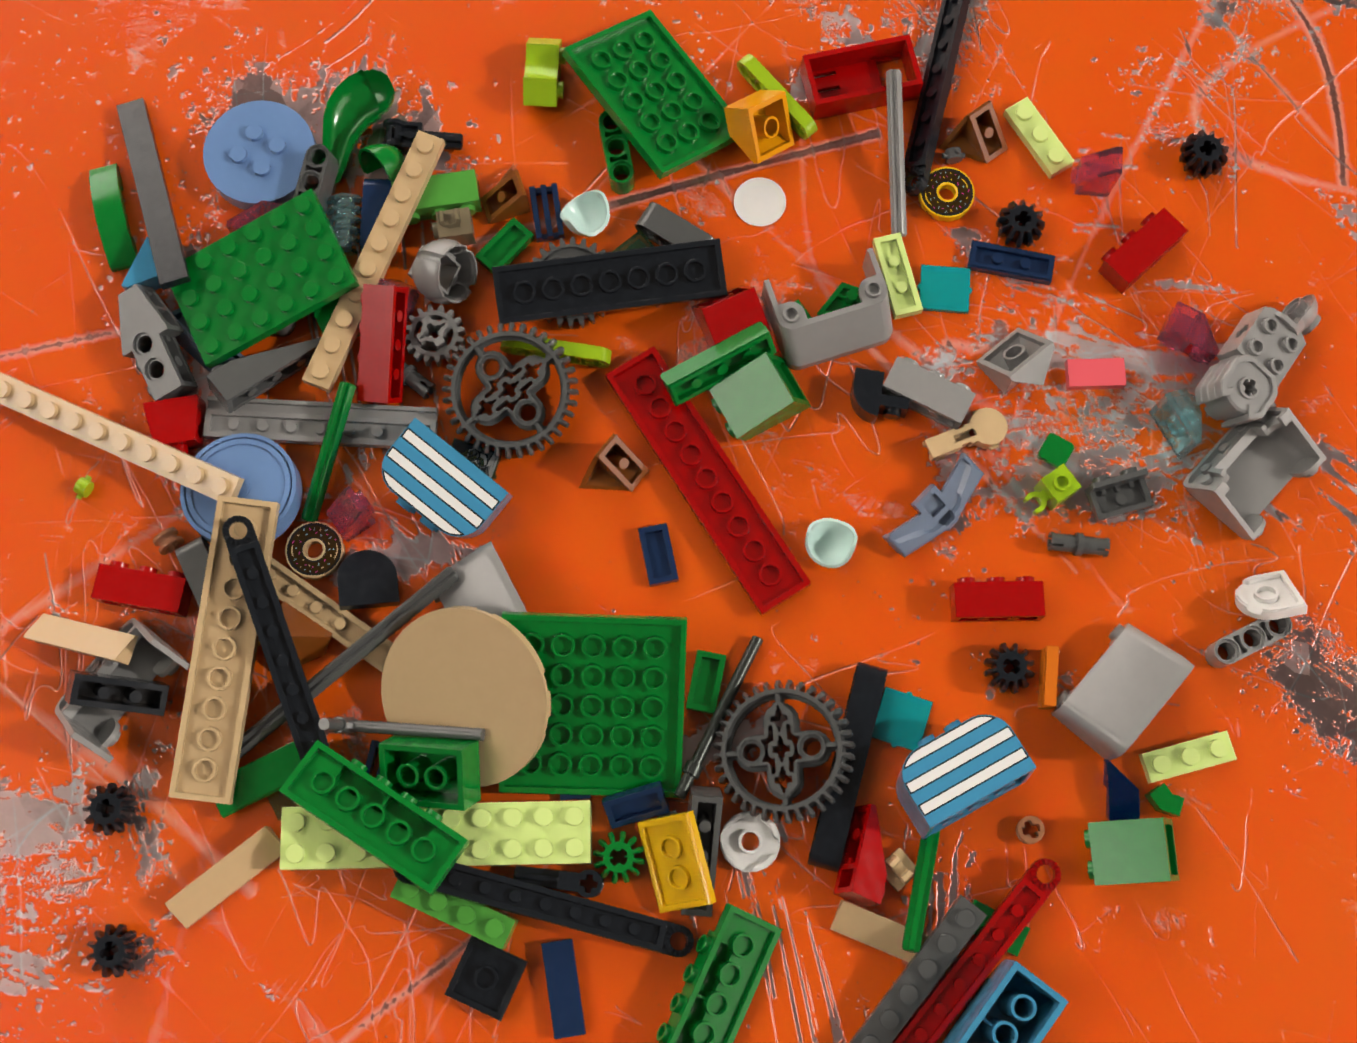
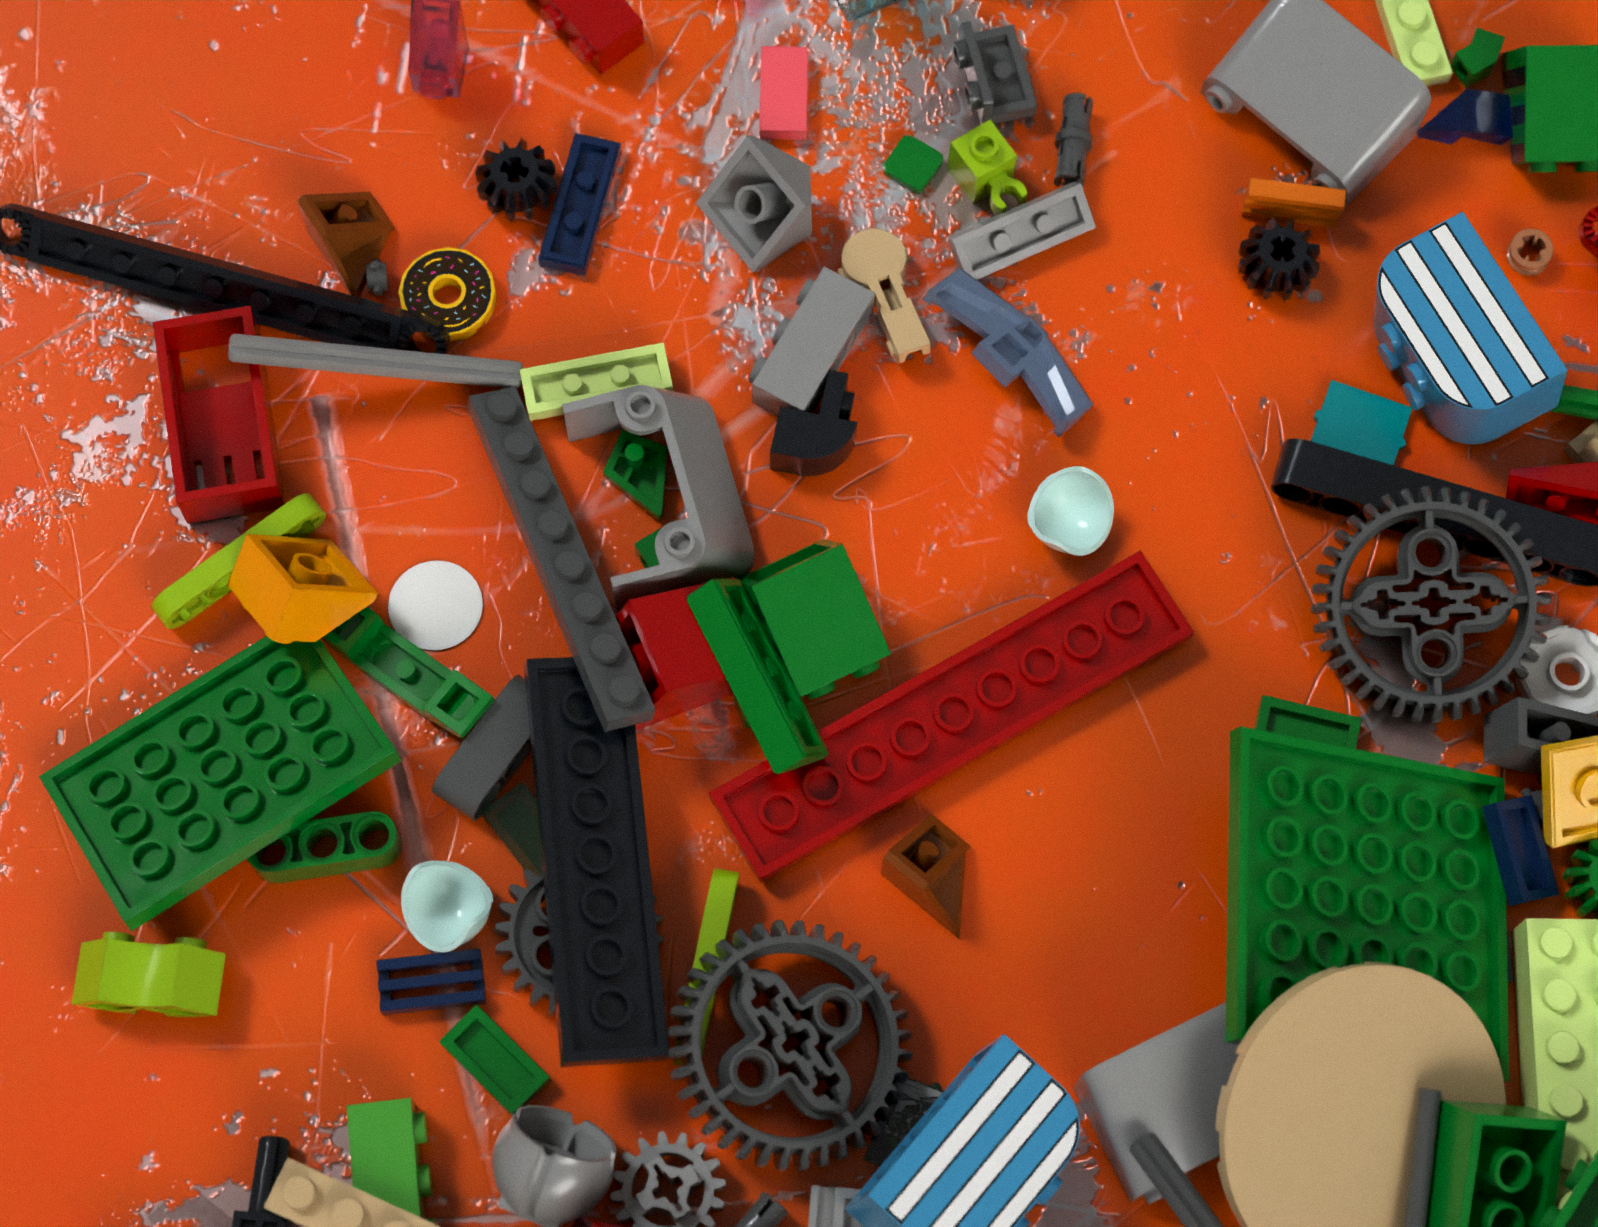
camera: 90 degrees left, 5 degrees down
(455, 225) = (455, 1151): dark tan brick -> none
(506, 198) = (391, 1053): dark orange slope -> none
(658, 555) = (1085, 803): dark blue tile -> none
(693, 768) = (1459, 753): pearl dark grey bar -> none
(718, 188) = (410, 673): none -> green slope
(784, 256) = (561, 560): none -> dark grey plate
(944, 289) = (619, 310): teal piece -> none
(997, 600) = (1167, 268): red brick -> none
(1013, 512) = (1022, 231): none -> light grey plate
(1038, 137) = (354, 142): yellowish green plate -> none

